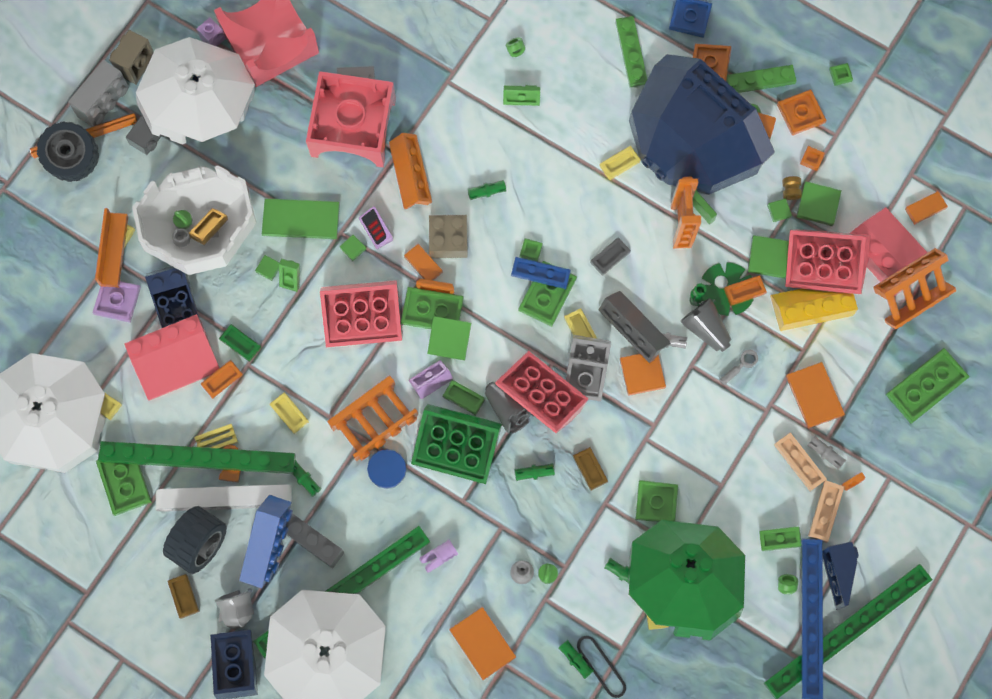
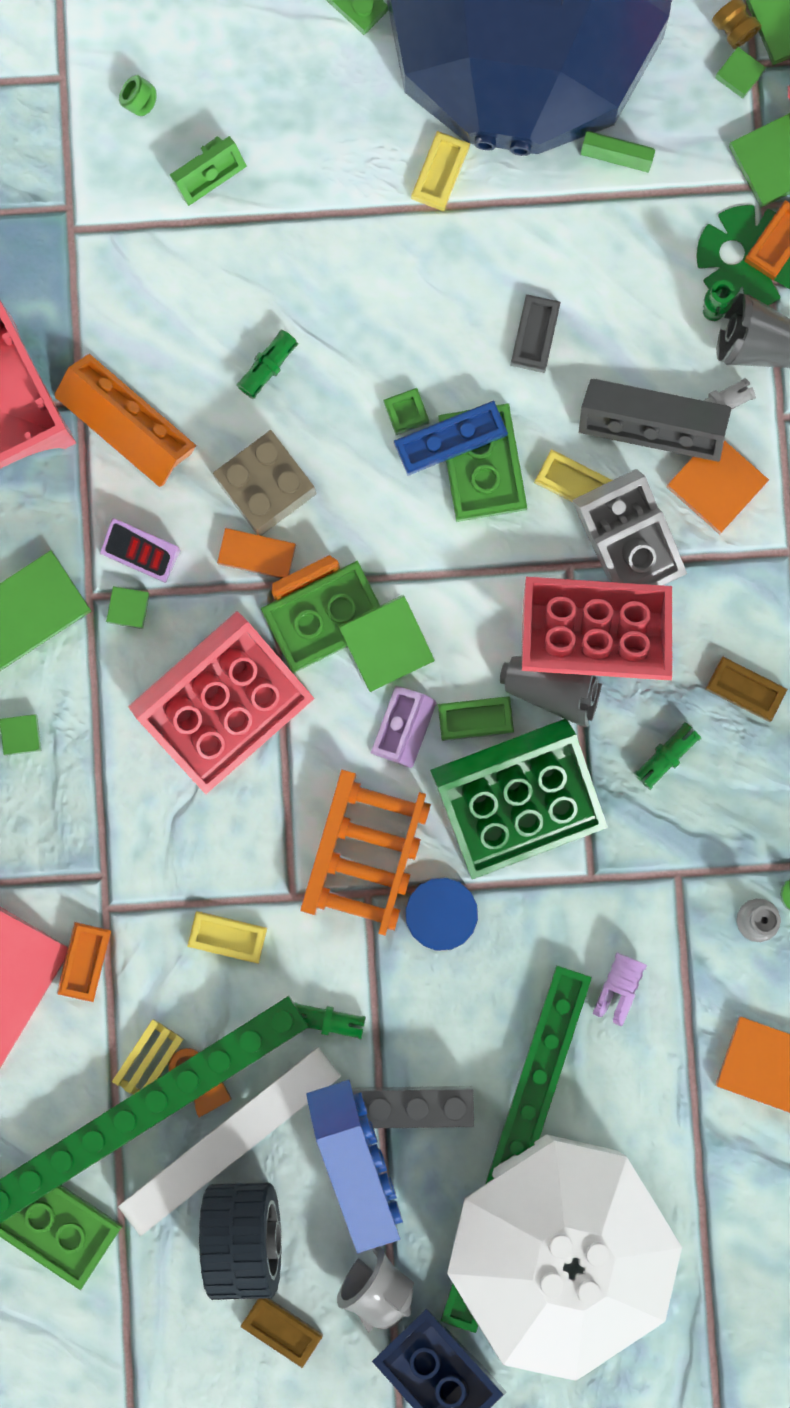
camera: 30 degrees left, 10 degrees up
(240, 342) = (67, 884): green tile -> none
(289, 275) = (65, 724): bright green hinge -> none
(687, 221) = (613, 184): orange fence -> none

